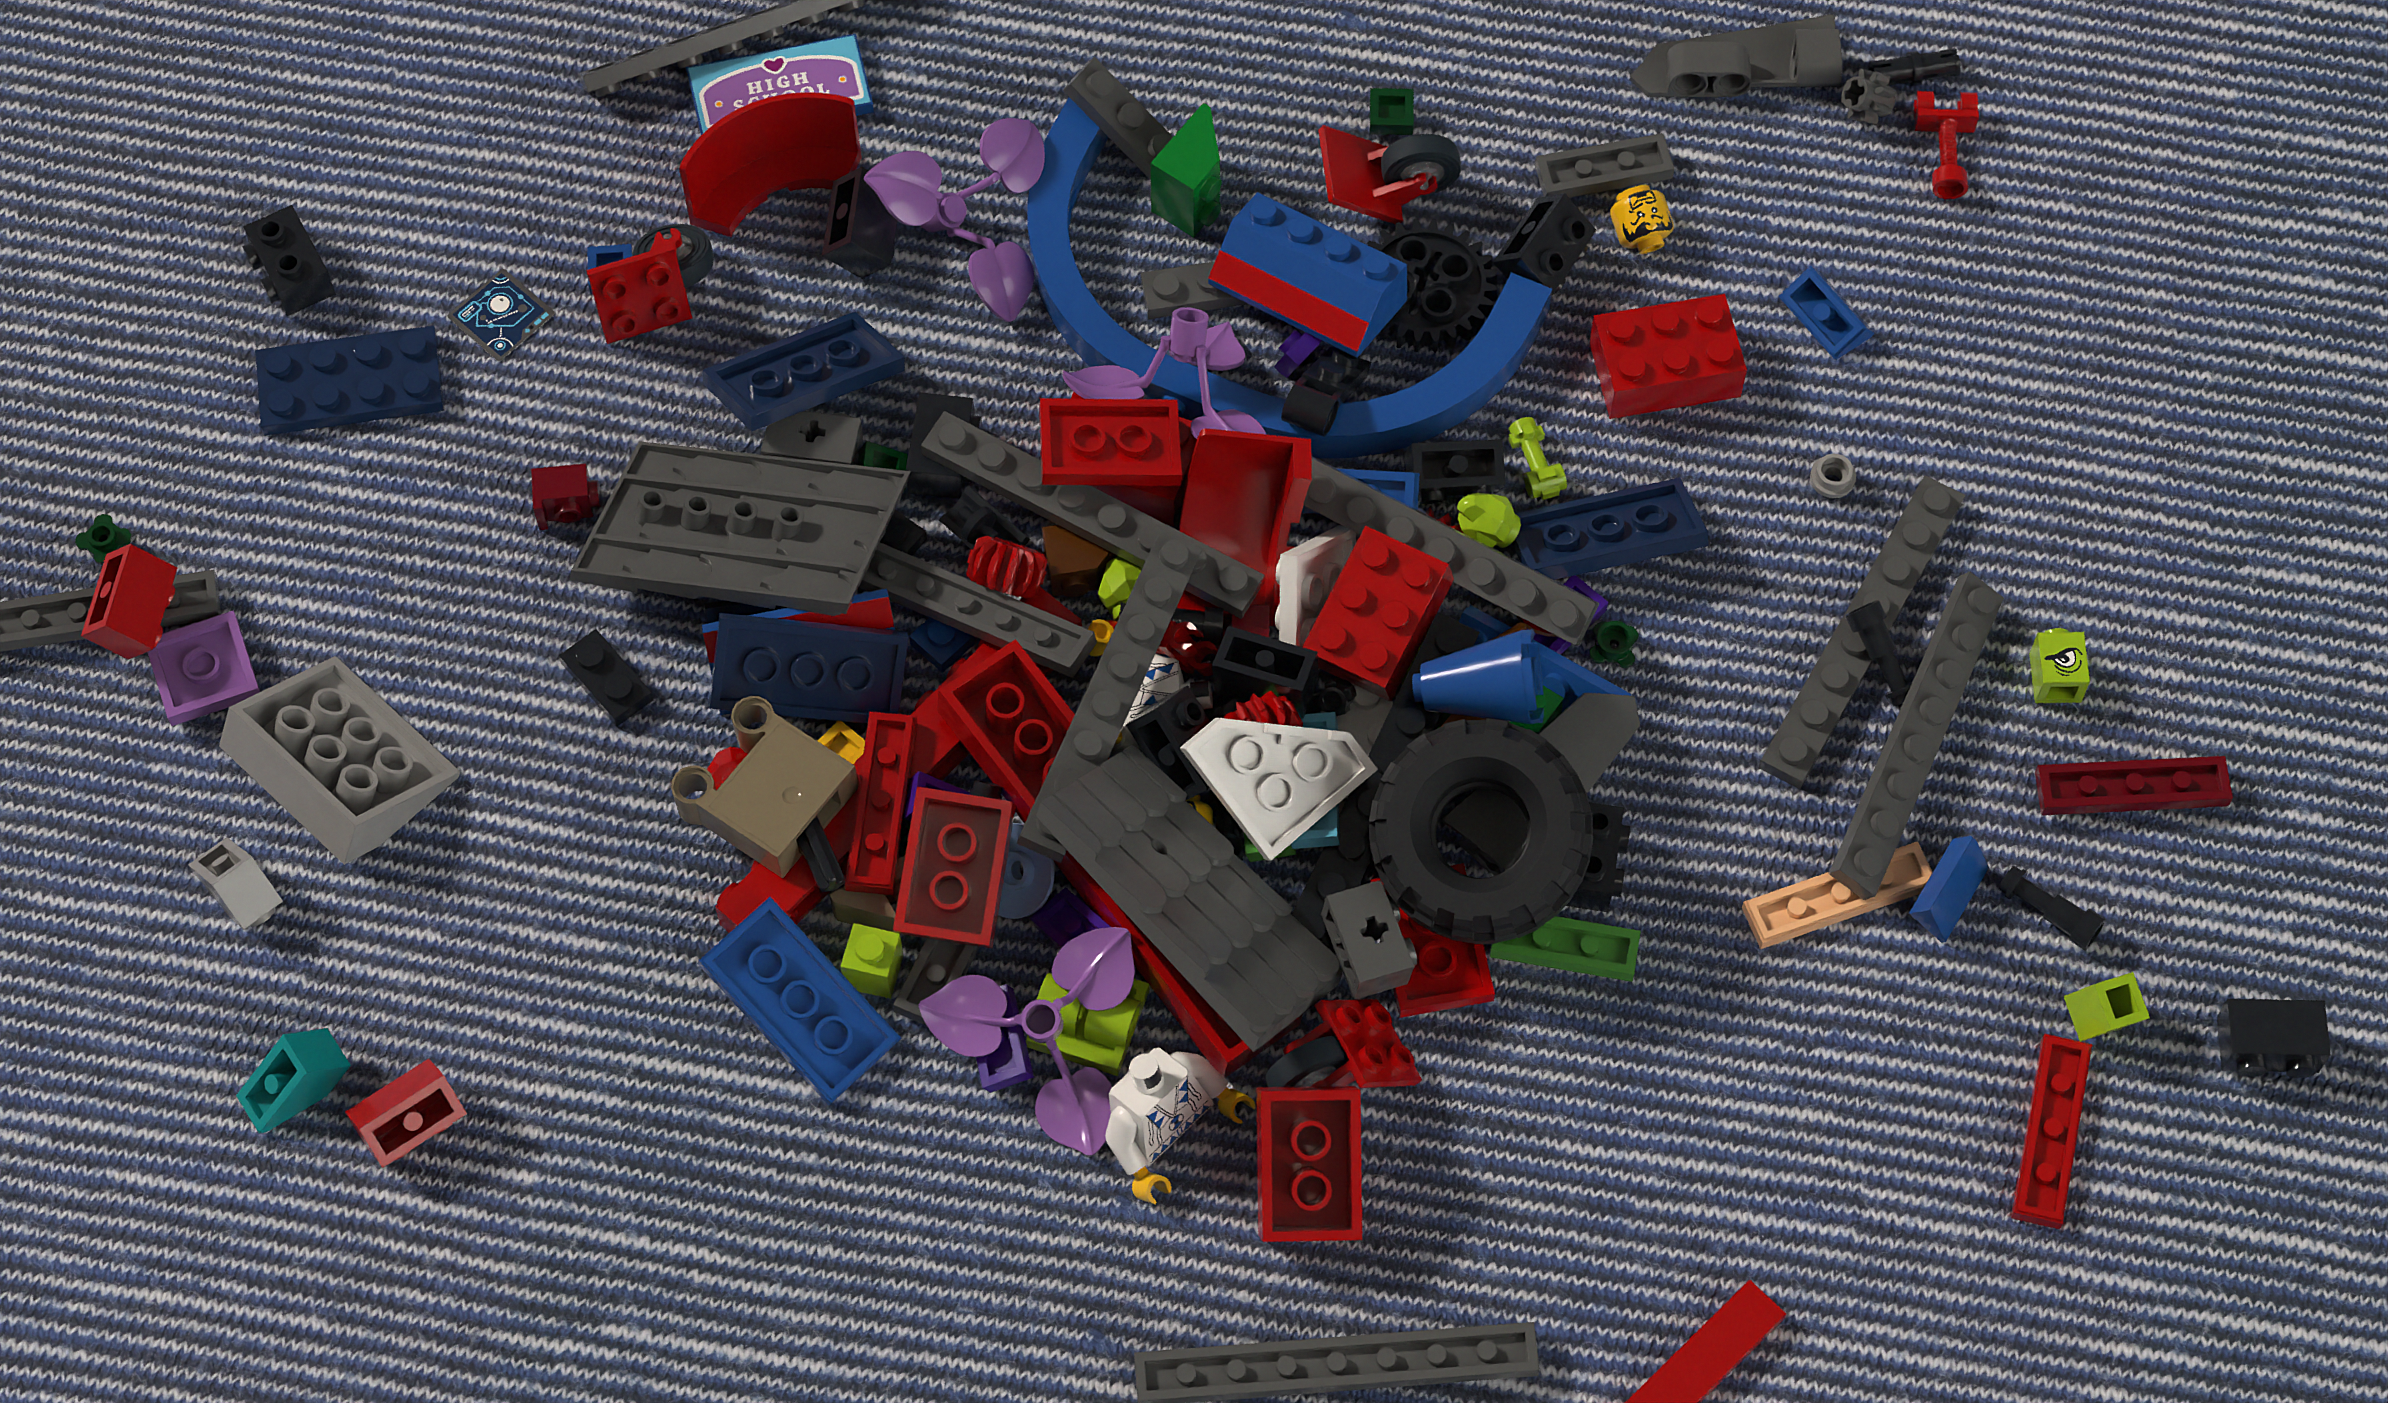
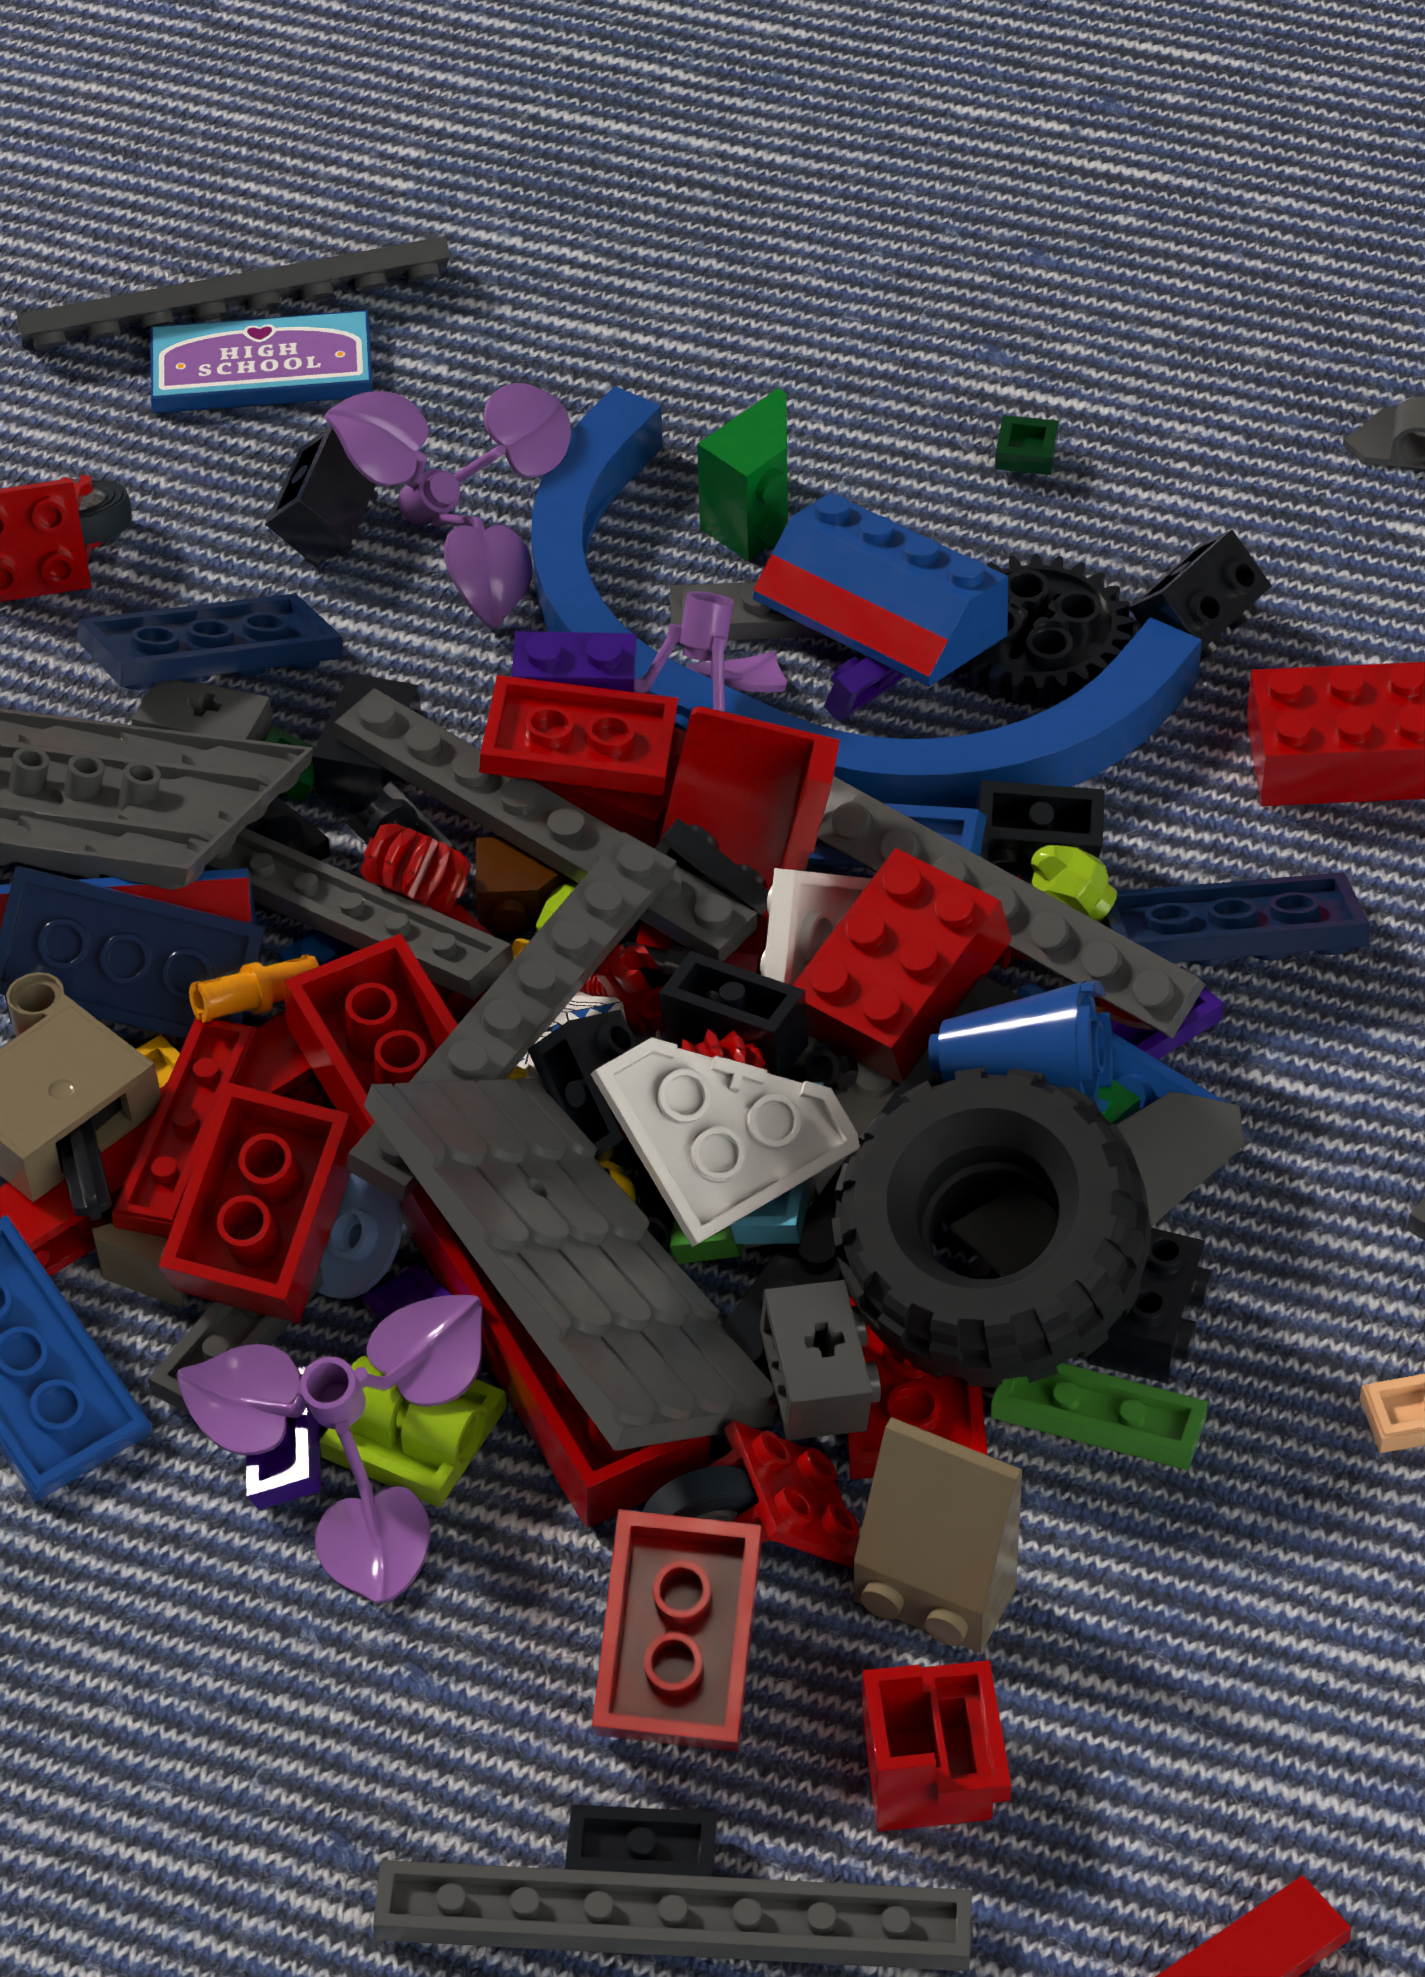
camera: 10 degrees right, 15 degrees down
(765, 147) = (214, 405): red panel -> none
(872, 960) = (133, 1320): lime brick -> none
(910, 684) = (251, 989): none -> light orange pin
(1095, 375) = (577, 658): none -> dark purple plate
(1118, 114) = (665, 398): dark grey plate -> none
(1157, 1105) = (484, 1539): white torso -> none
(1213, 532) = (699, 855): none -> black plate
(1306, 1314) = (642, 1840): none -> black plate
(1322, 390) = (872, 719): black plate -> none
(1382, 177) = (1040, 498): red plate -> none
(1475, 1072) = (939, 1537): none -> dark tan slope
(1493, 1219) = (933, 1745): none -> red plate
(1543, 479) = (1157, 858): lime bar -> none
(1605, 166) = (1300, 524): dark grey plate -> none
(1614, 632) = (1225, 1056): dark green plate -> none
(1641, 219) = (1334, 581): yellow head -> none

